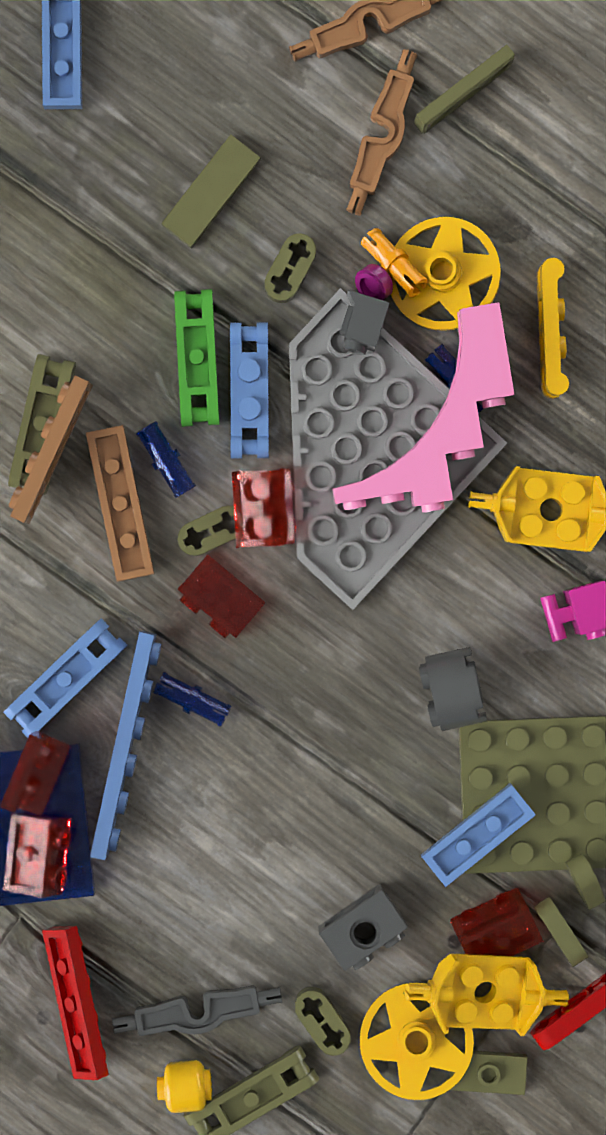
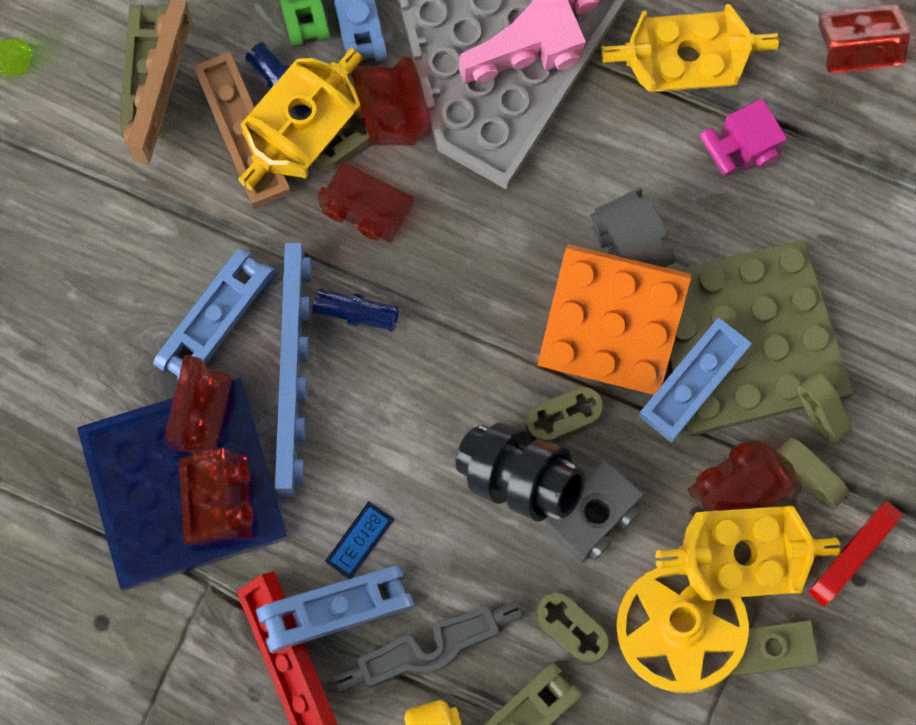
camera: 10 degrees left, 15 degrees down
(123, 971) = (335, 608): none -> medium blue plate
(156, 904) = (359, 540): none -> clear blue sticker
(166, 540) = (289, 144): none -> yellow plate
(316, 897) = (529, 475): none -> black piece
(359, 842) = (559, 407): none -> olive beam
(419, 765) = (613, 319): none -> orange plate

